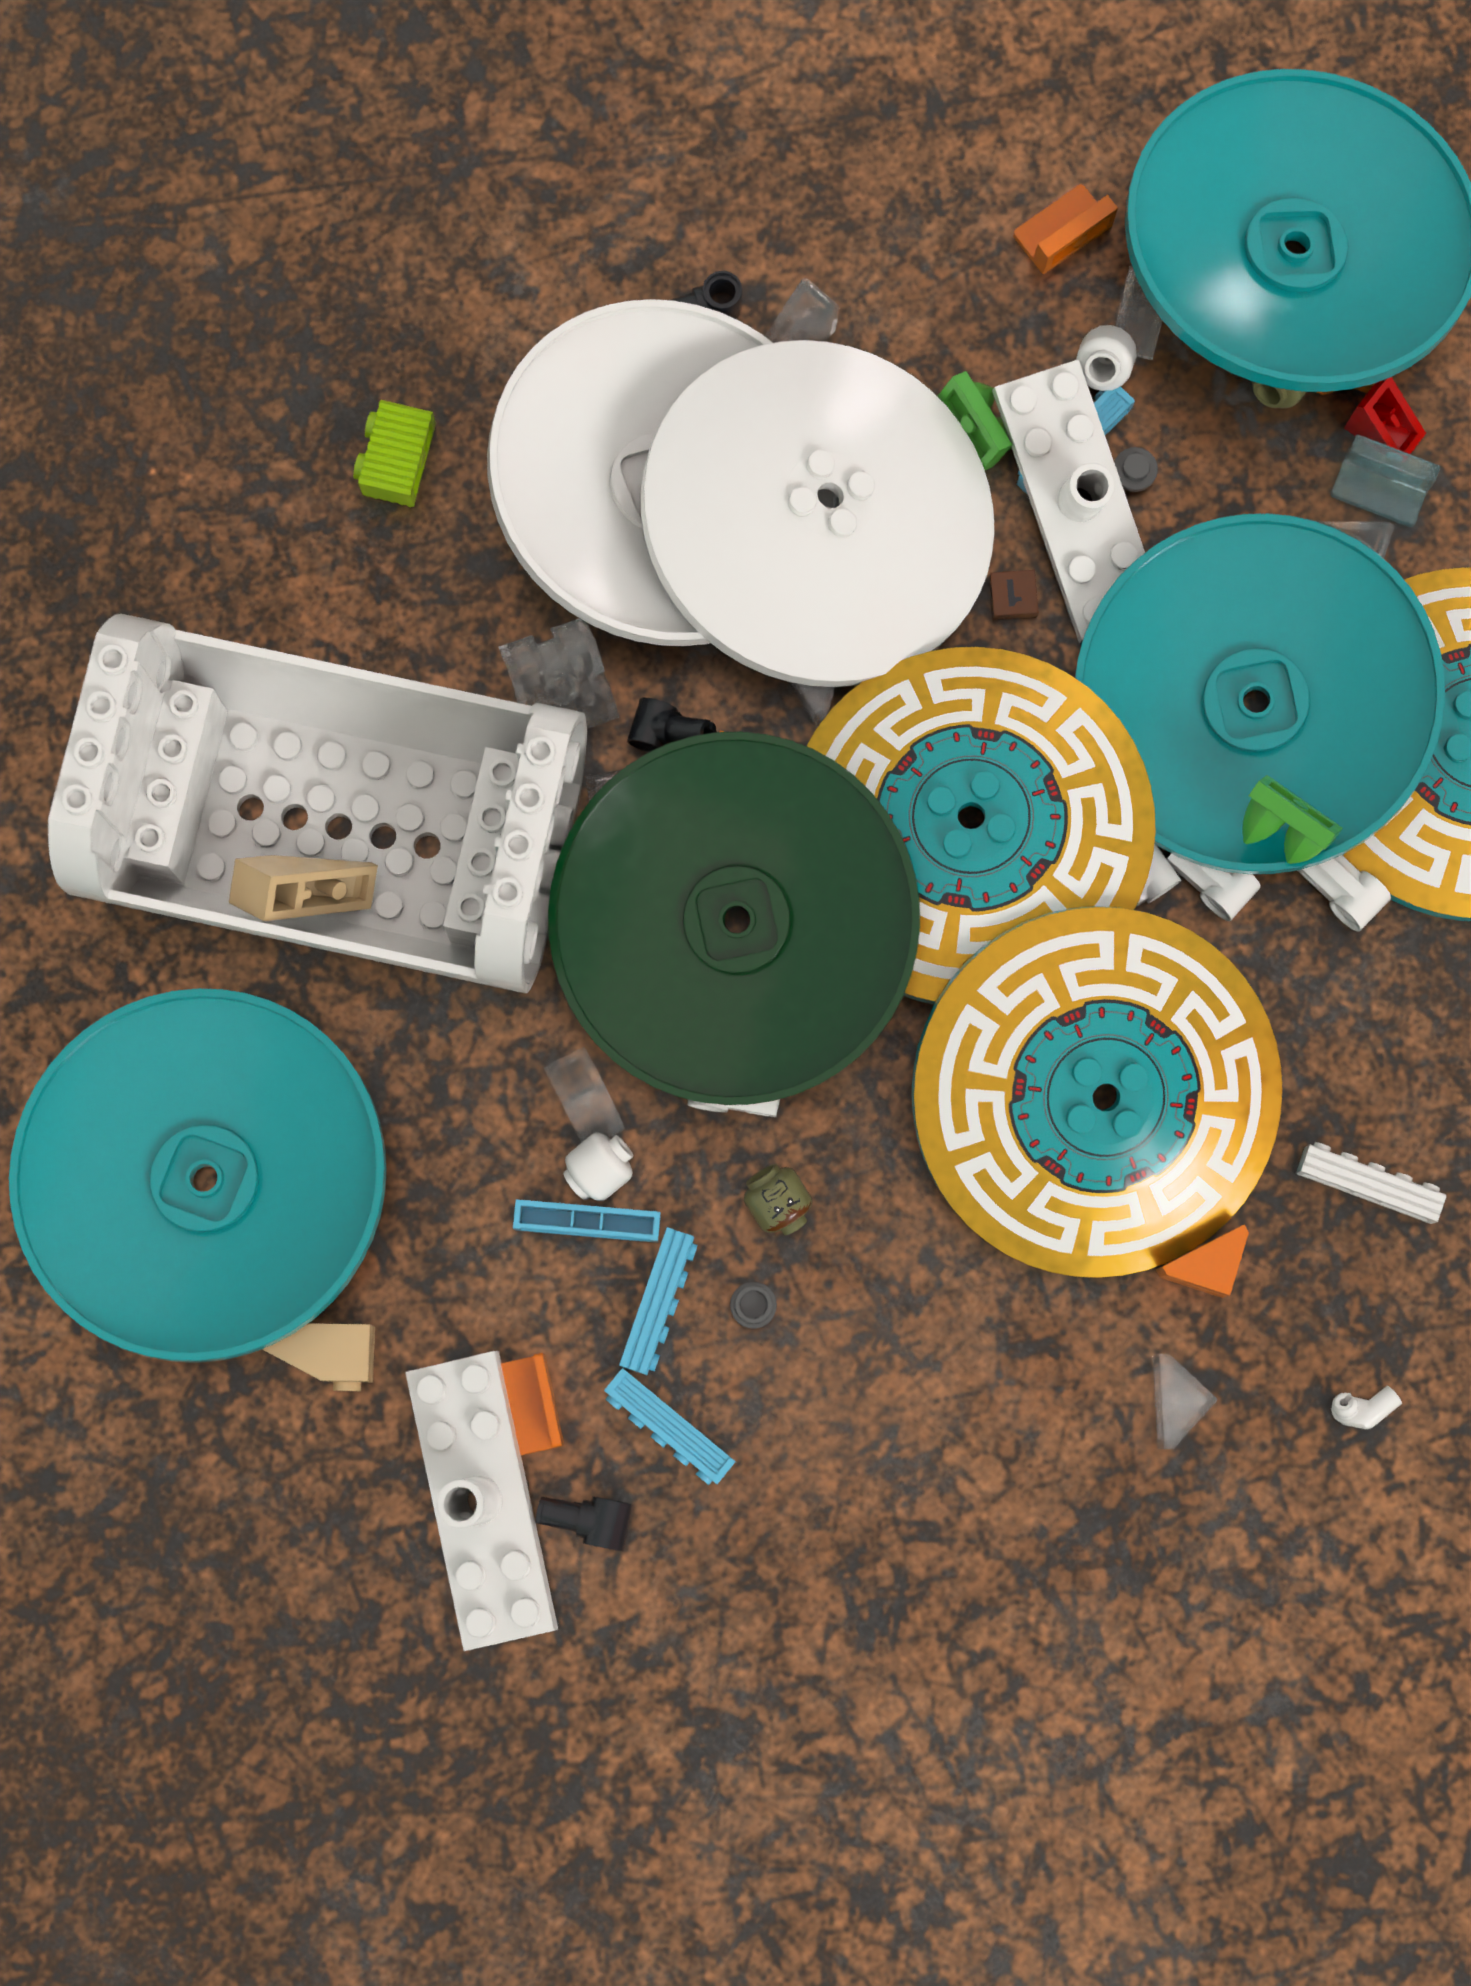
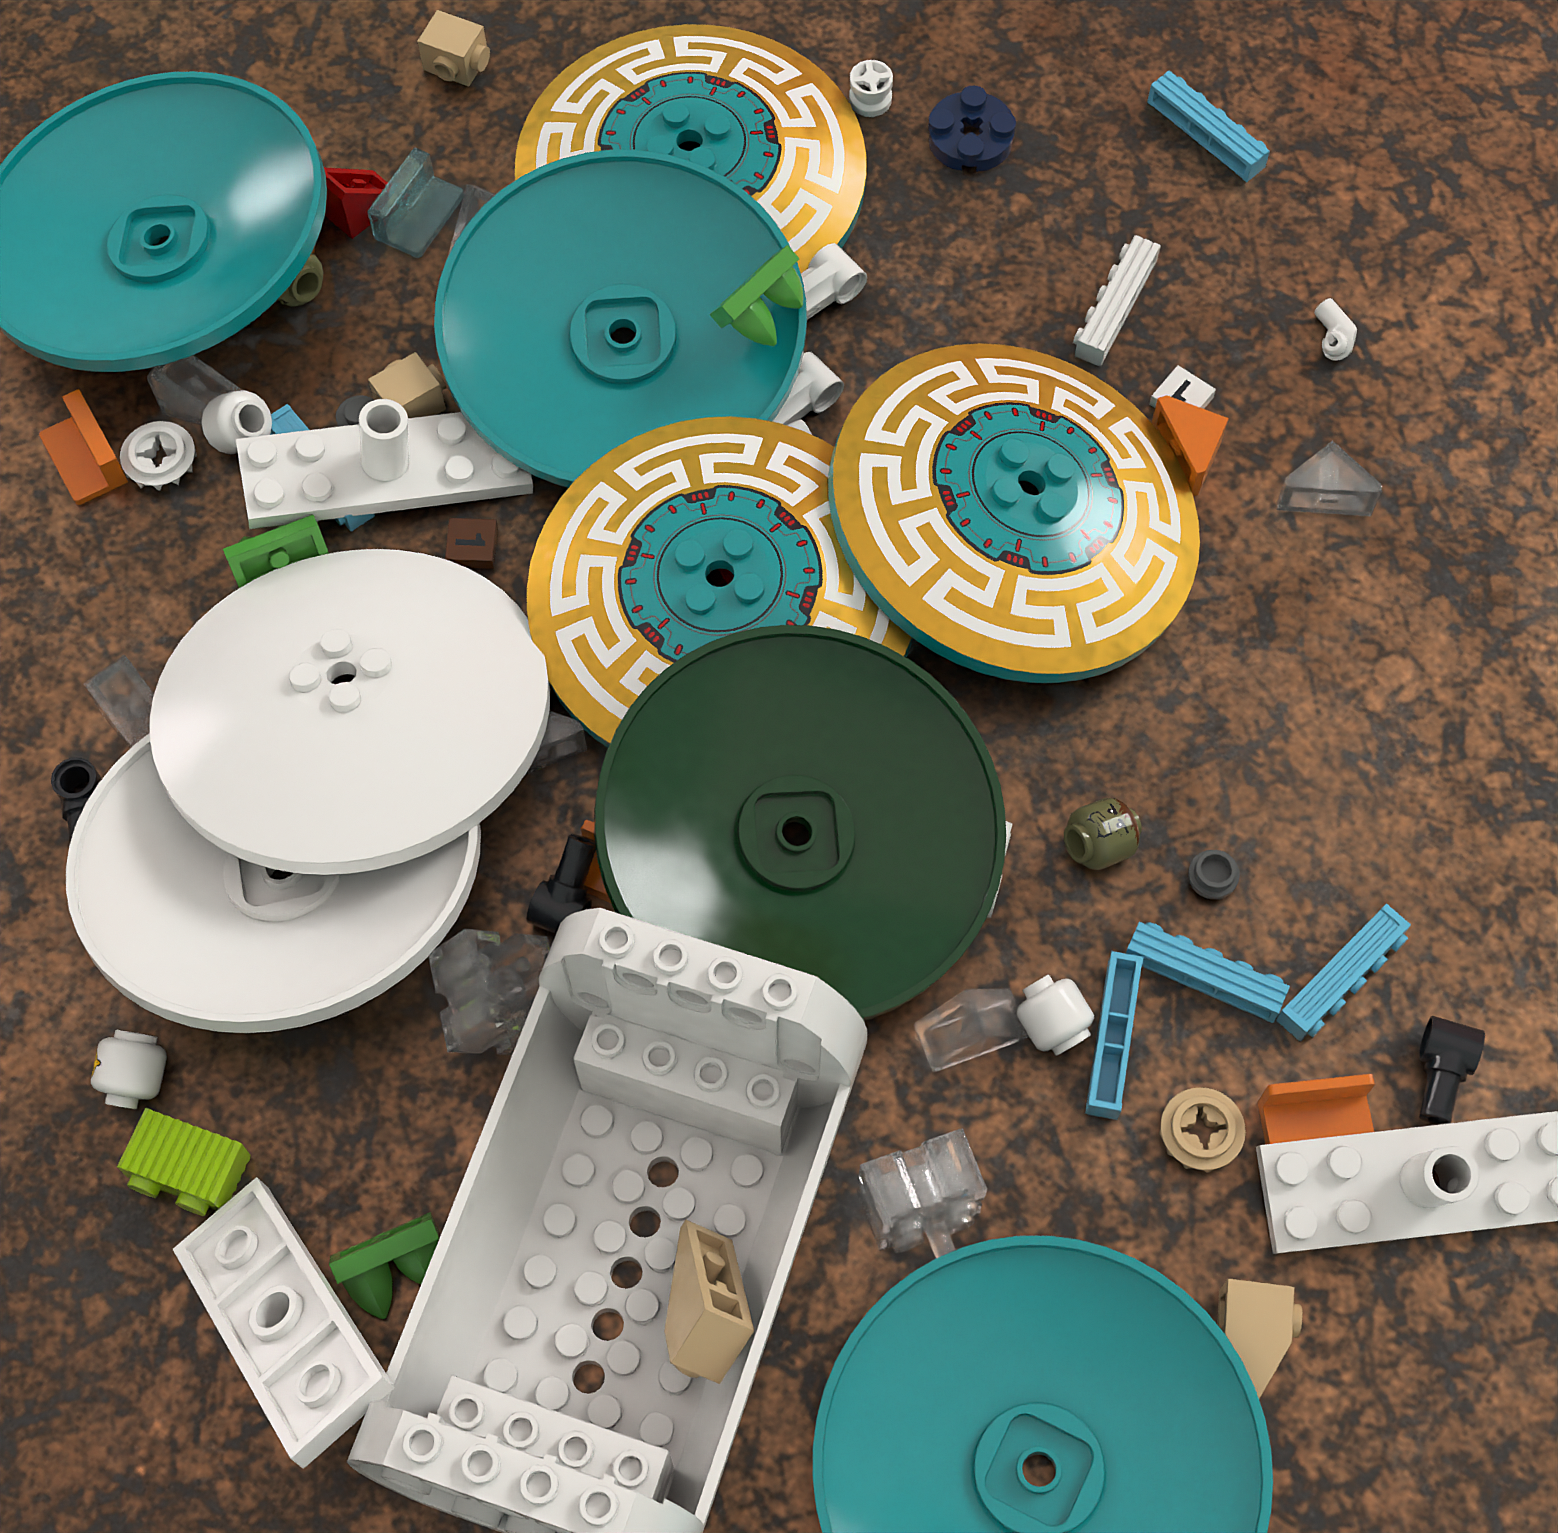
camera: 80 degrees left, 15 degrees down
(254, 551) = (282, 1322): none -> white plate
(327, 615) = (366, 1268): none -> bright green tile
(415, 1061) = (922, 1191): none -> clear brick
(470, 392) = (128, 1068): none -> white head
(493, 1289) = (1217, 1112): none -> tan gear
(1081, 280) = (144, 444): none -> white gear
(1164, 506) = (411, 385): none -> tan brick
(1267, 1255) = (1184, 387): none -> white tile

